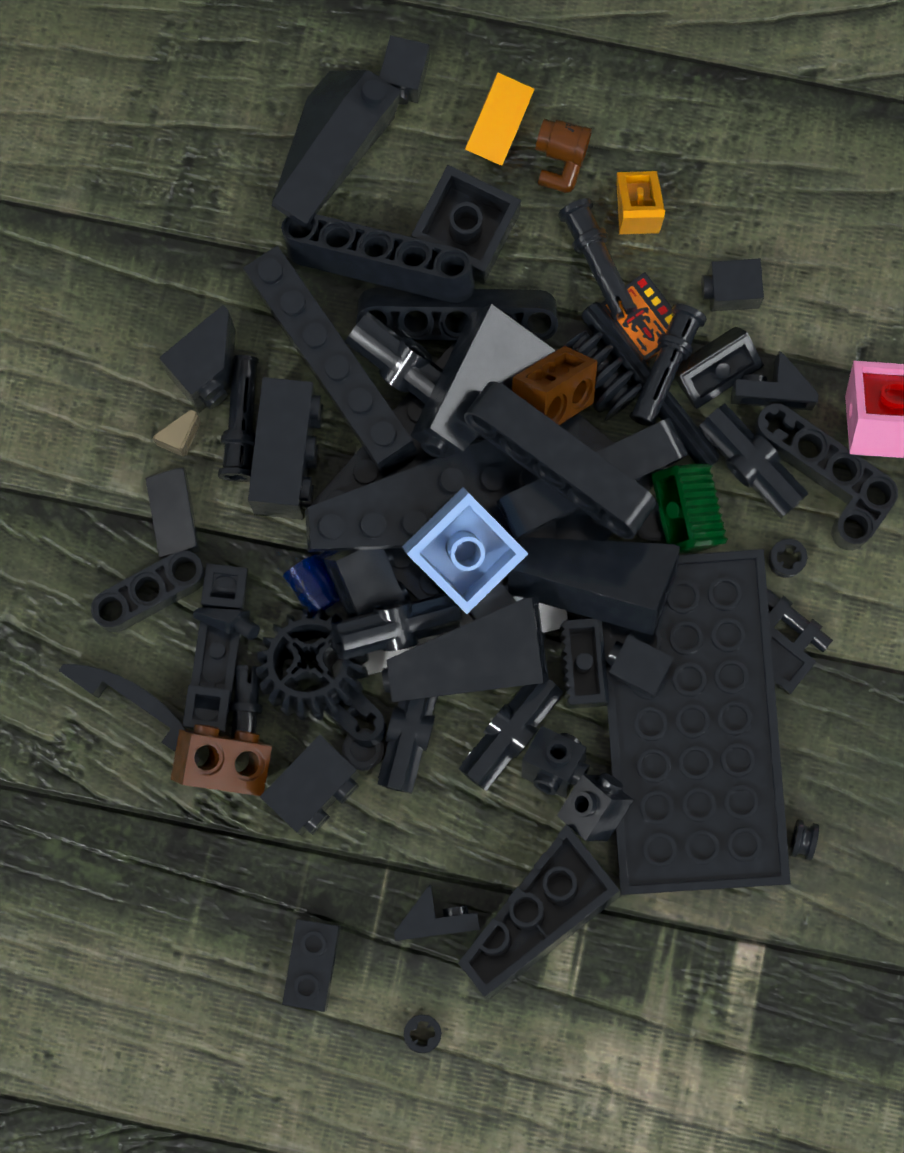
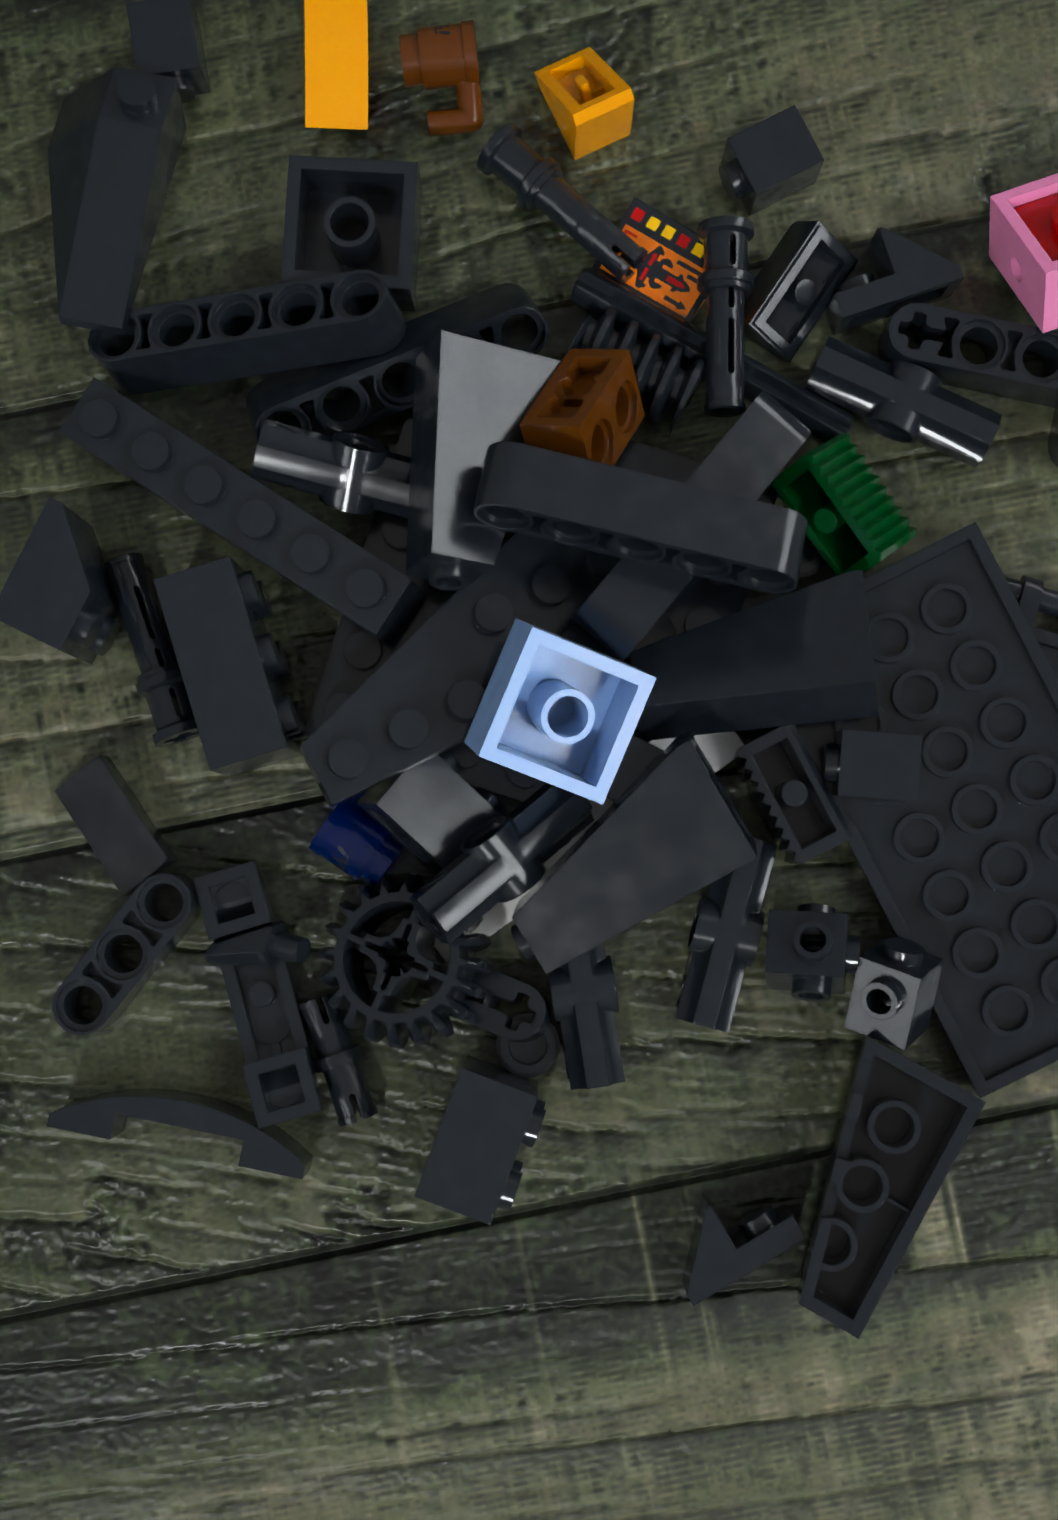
camera: 15 degrees left, 5 degrees up
(179, 434) = (75, 708): dark tan slope -> none
(220, 769) = (338, 1176): reddish brown brick -> none
(311, 965) = (588, 1387): black brick -> none
(412, 1025) = (802, 1412): black bush -> none
(796, 567) = (1023, 531): black bush -> none

